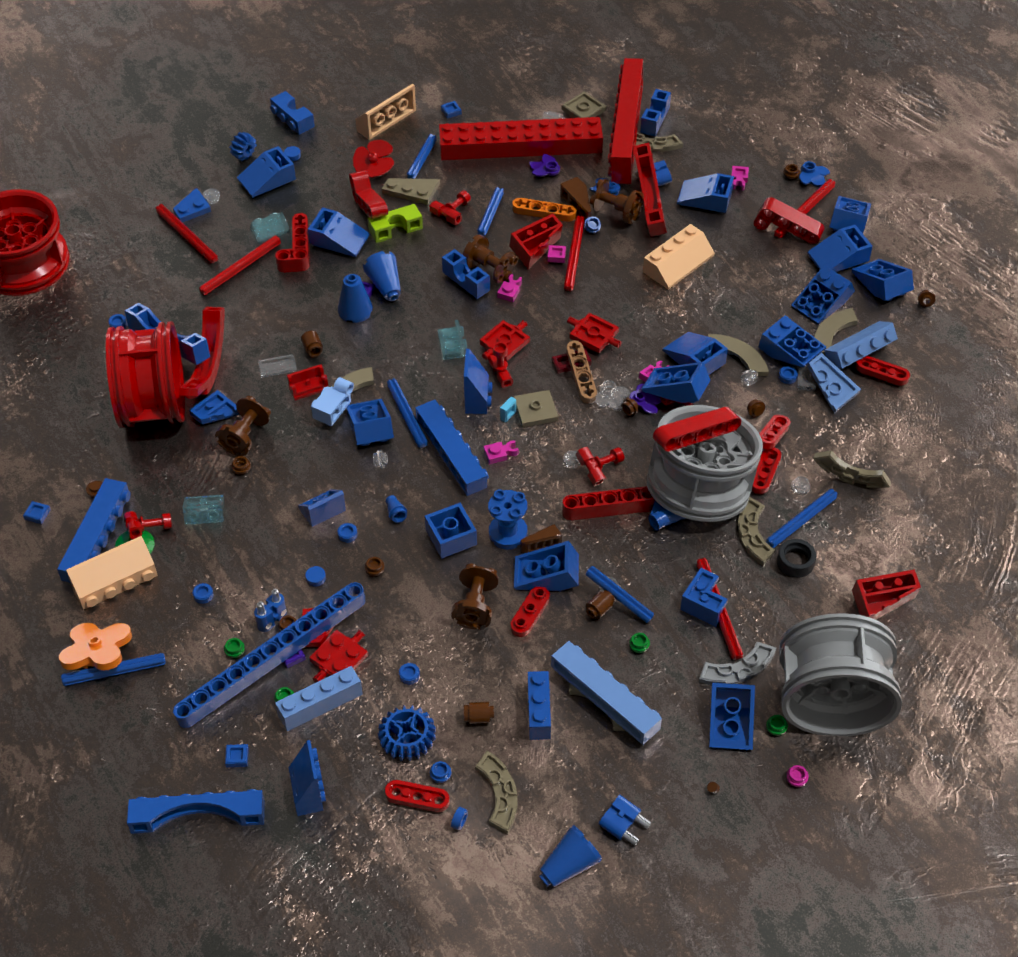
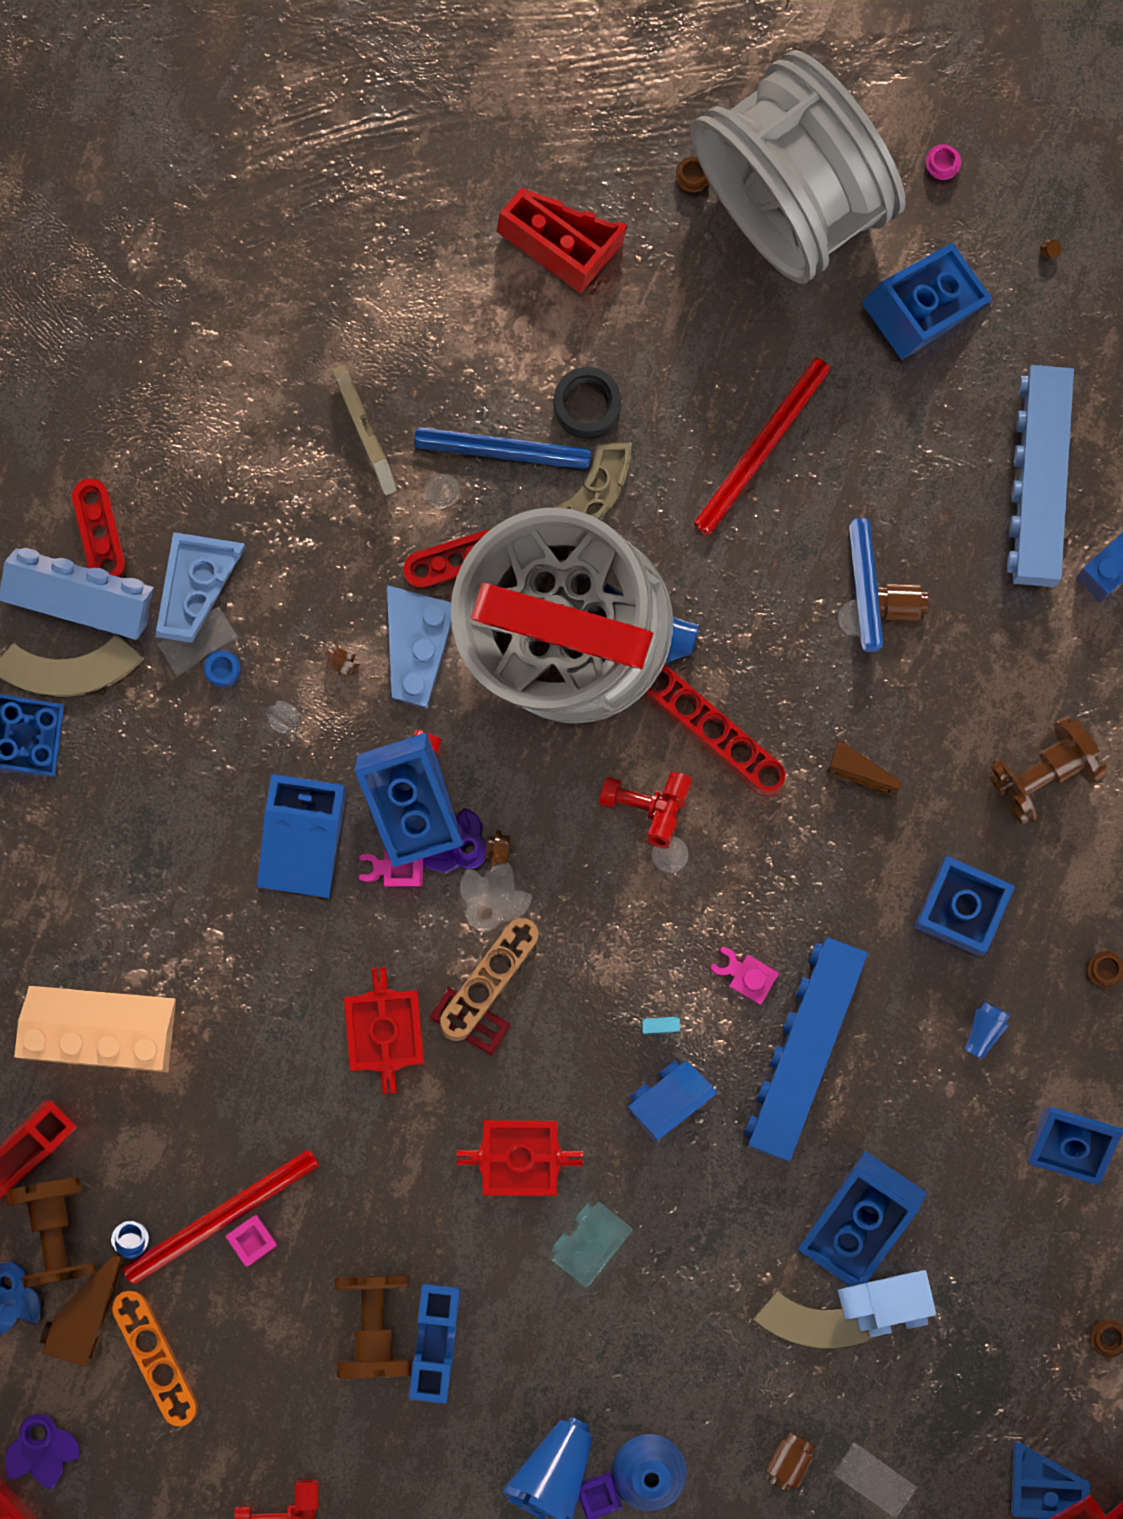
camera: 130 degrees left, 30 degrees up
(235, 437) = (1066, 1388): reddish brown piece -> none
(307, 382) = (873, 1388): red hinge -> none
(347, 532) = (1082, 1064): blue tile -> none
(380, 459) = (919, 1135): clear plate -> none
(407, 413) = (793, 1182): blue axle -> none
(490, 211) = (235, 1447): blue axle -> none
(498, 364) = (586, 1111): red bar -> none
(508, 526) = (873, 848): blue piece -> none
(510, 290) = (397, 1251): dark pink plate -> none
(530, 617) = (975, 702): red plate -> none
(534, 239) = (255, 1295): red wedge -> none
(536, 408) = (615, 993): dark tan plate -> none
(548, 567) = (905, 722): blue slope -> none
(639, 642) = (912, 505): green plate -> none
(701, 601) = (778, 477): blue panel -> none
(741, 671) = (838, 346): light grey tile -> none
(747, 354) = (229, 775): dark tan tile -> none
(774, 431) = (363, 592): red plate -> none
(776, 725) = (888, 240): green plate -> none
(790, 343) = (162, 698): blue slope -> none

